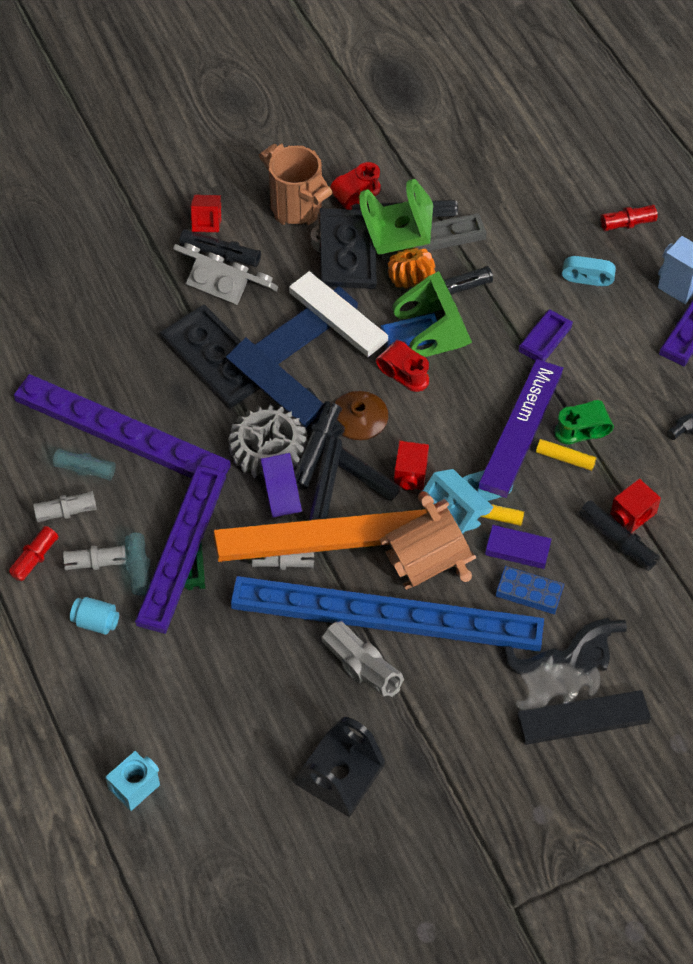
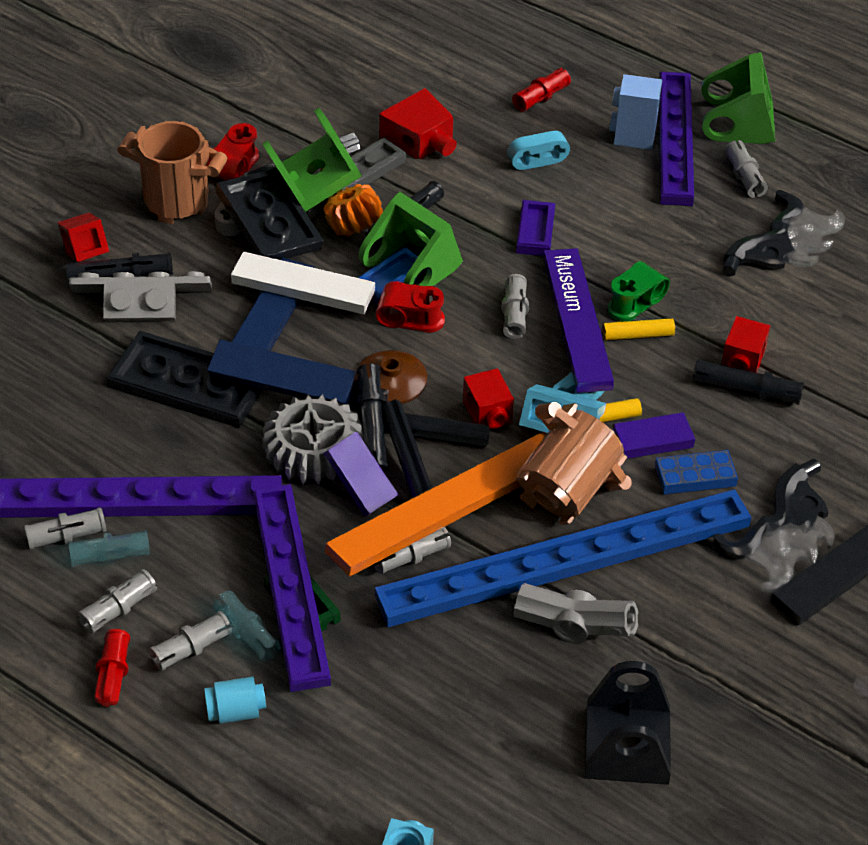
camera: 30 degrees left, 10 degrees down
(83, 438) = (38, 535): none -> light grey pin
(484, 396) = (515, 306): none -> light grey pin
(509, 214) = (418, 126): none -> red torso

